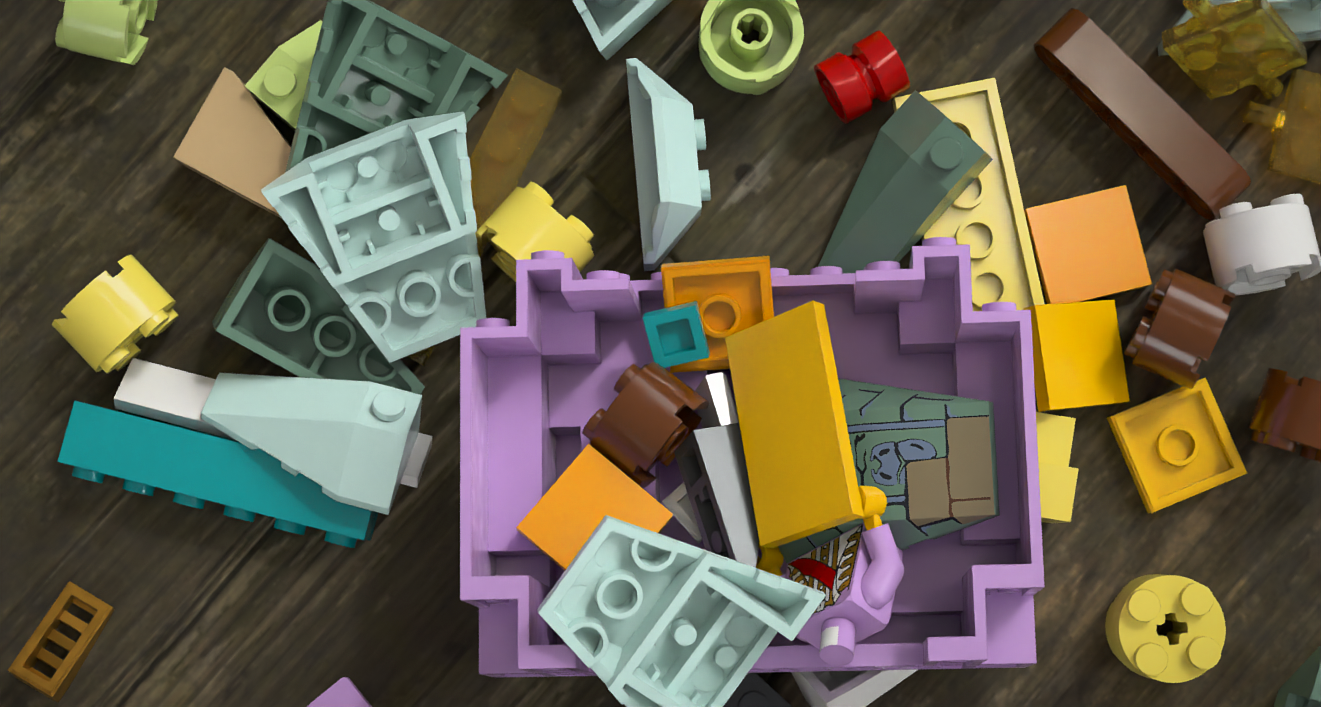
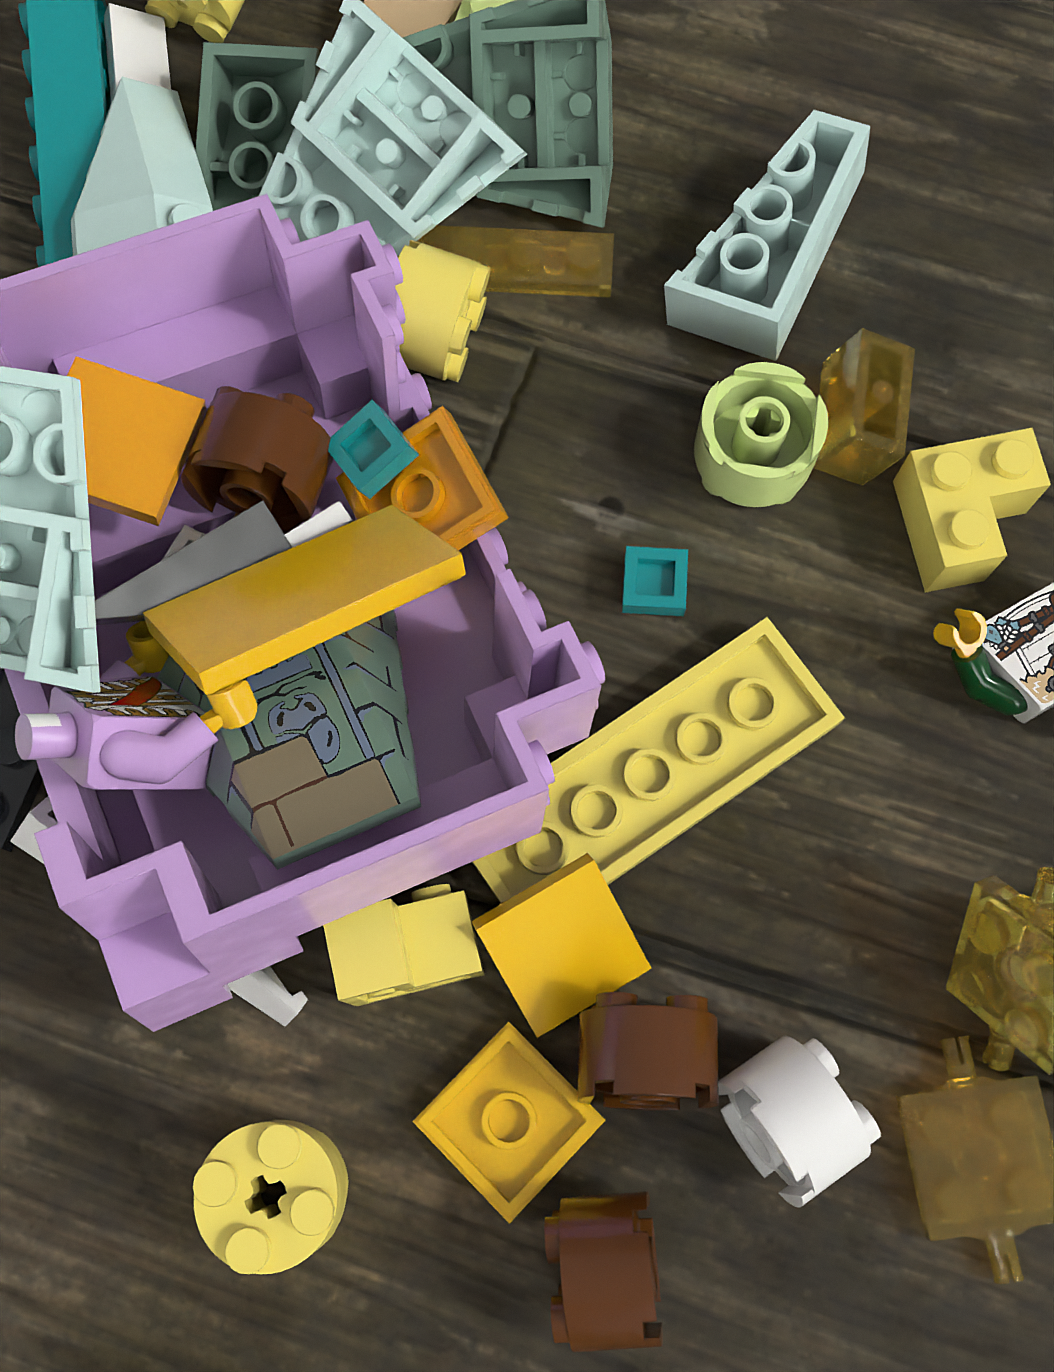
camera: 70 degrees right, 10 degrees down
(665, 162) = (576, 410): light aqua wedge -> none
(826, 167) = (655, 581): none -> teal plate
(865, 75) = (768, 568): red wheel -> none
(904, 187) = (685, 668): sand green wedge -> none
(1087, 246) = (700, 911): light orange tile -> none
(1142, 114) = (886, 910): reddish brown beam -> none

